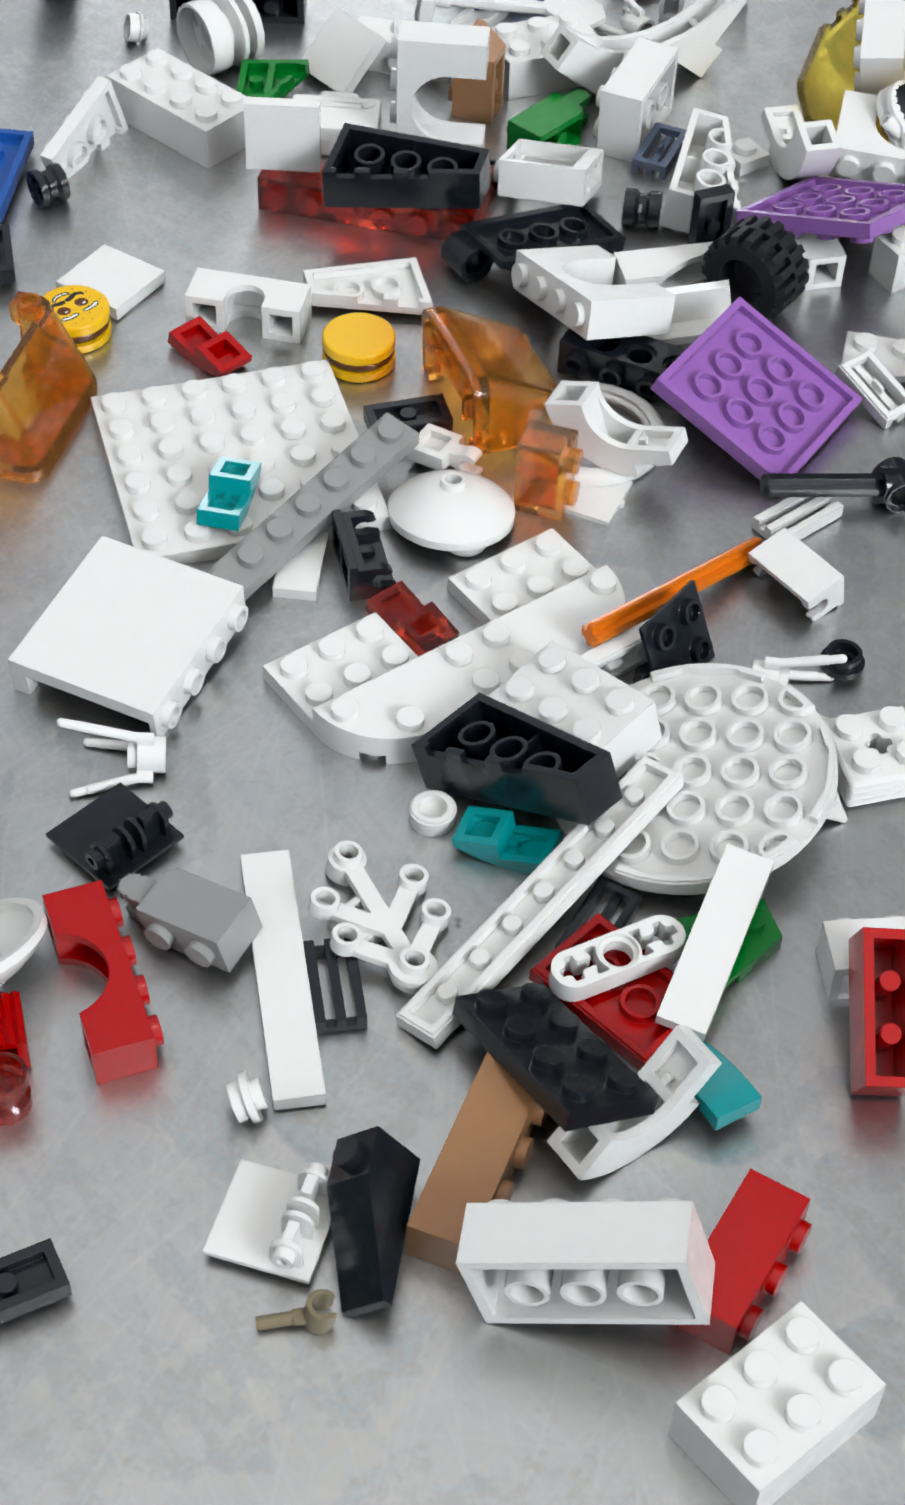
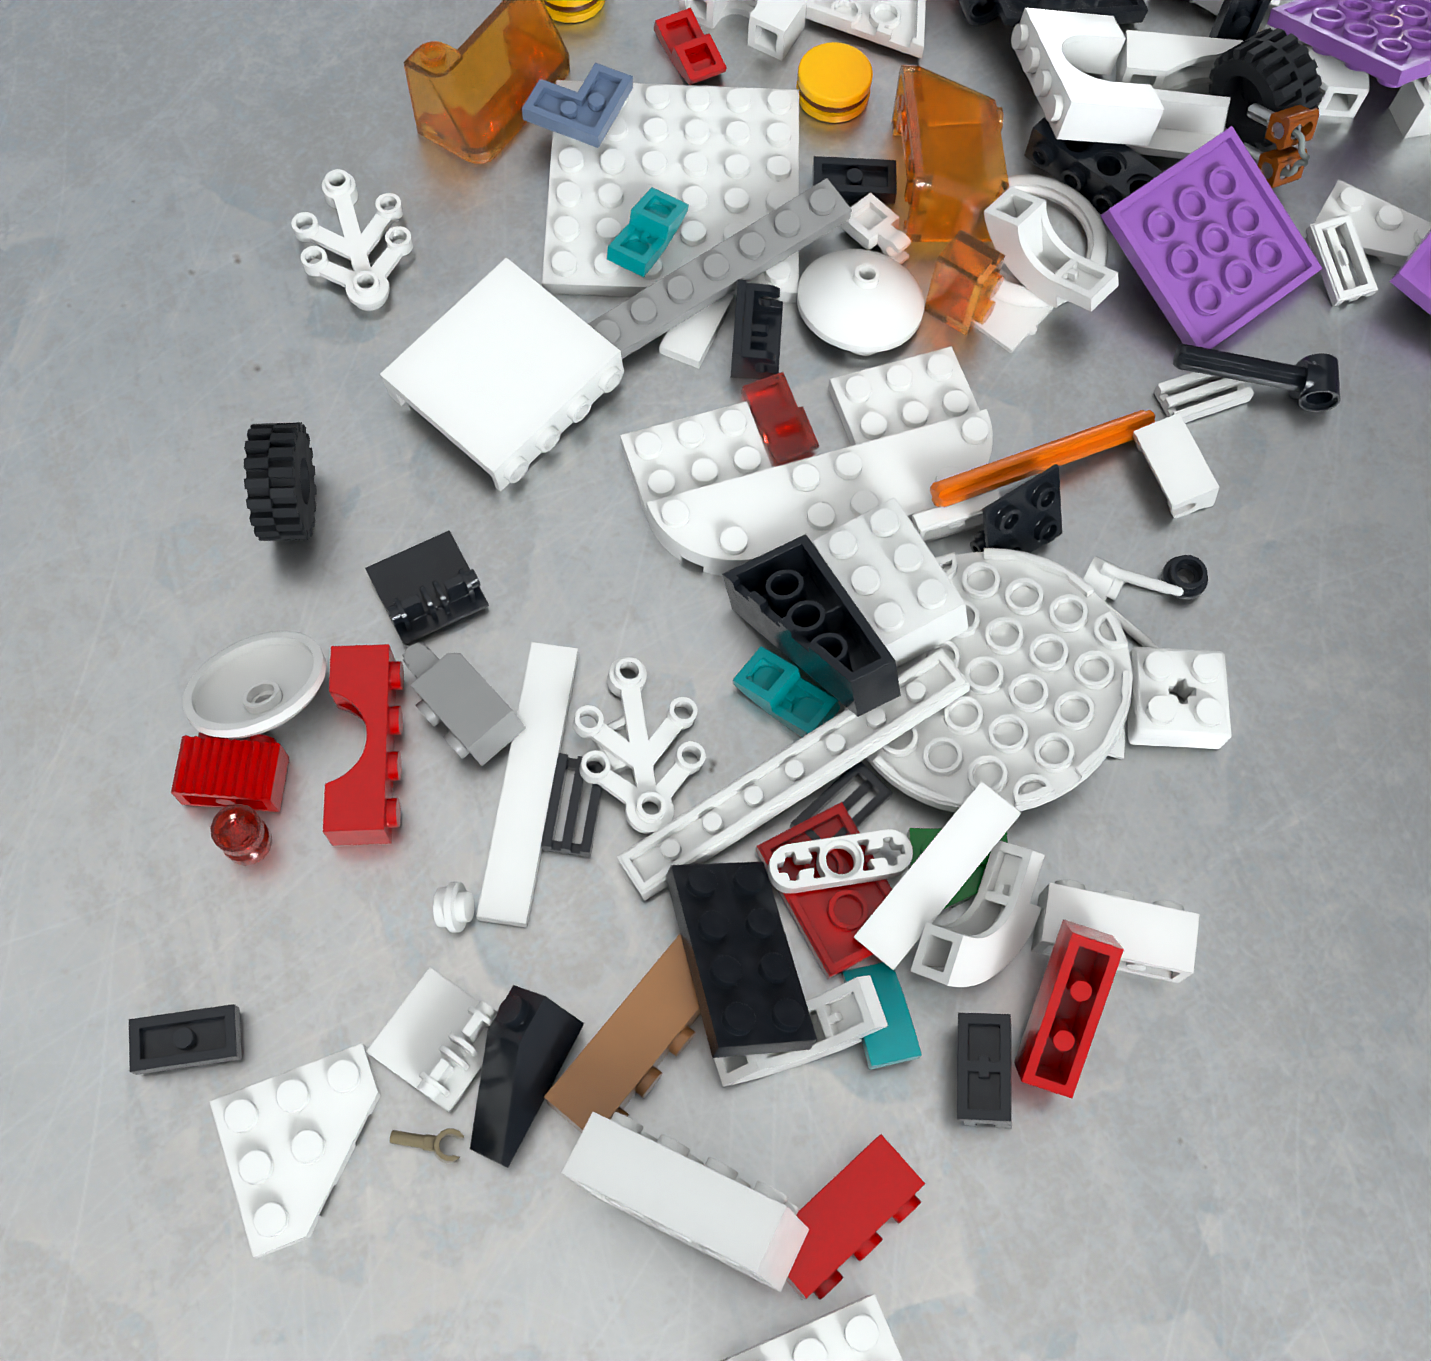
camera: 15 degrees right, 20 degrees up
(131, 413) = (584, 113): none -> sand blue plate
(143, 752) = (477, 504): white plant -> none
(154, 1355) = (292, 1142): none -> white plate
(432, 813) = (727, 642): white tile -> none
(786, 967) = (991, 928): none -> white arch
(791, 290) = (1284, 129): none -> dark orange piece
(828, 1096) = (984, 1069): none -> black hinge

